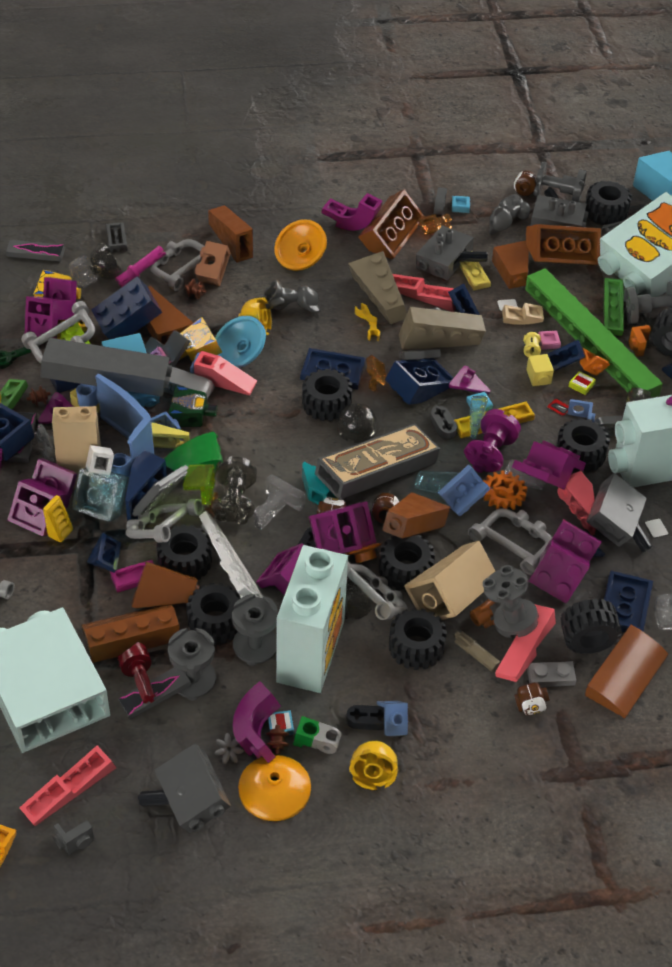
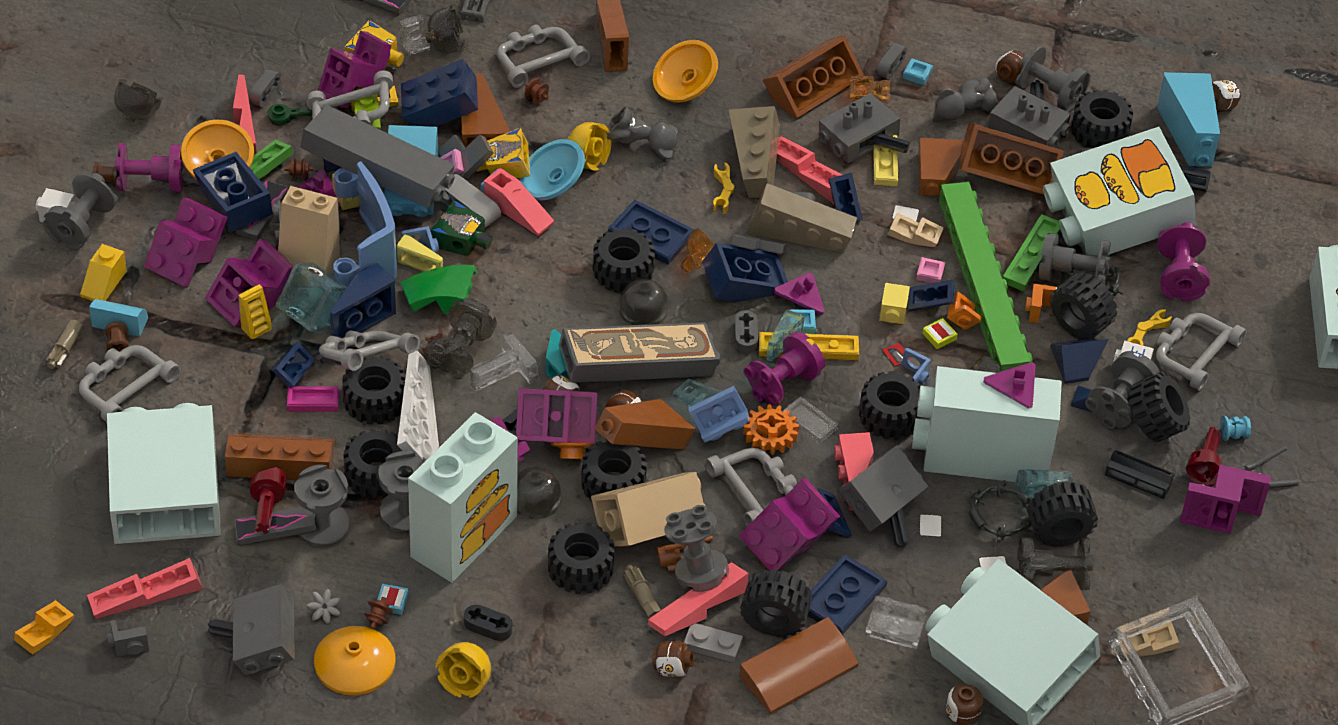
camera: 20 degrees right, 0 degrees up
(100, 460) = (321, 259): white brick -> none
(140, 266) = (475, 50): dark pink pin -> none
(160, 491) = (375, 314): dark grey piece -> none
(162, 587) = (332, 417): dark orange slope -> none
(203, 479) = (428, 315): clear neon green panel -> none
(212, 273) = (569, 77): nougat brick -> none
(249, 718) = (360, 582): magenta arch -> none
(317, 735) = (421, 622): leg -> none
(353, 218) = (766, 52): magenta arch -> none
(384, 609) = (552, 512): light grey bar -> none
(395, 717) = (514, 631): medium blue bracket -> none
(528, 344) = (903, 270): light yellow bush -> none
(550, 464) = (830, 414): magenta bracket -> none

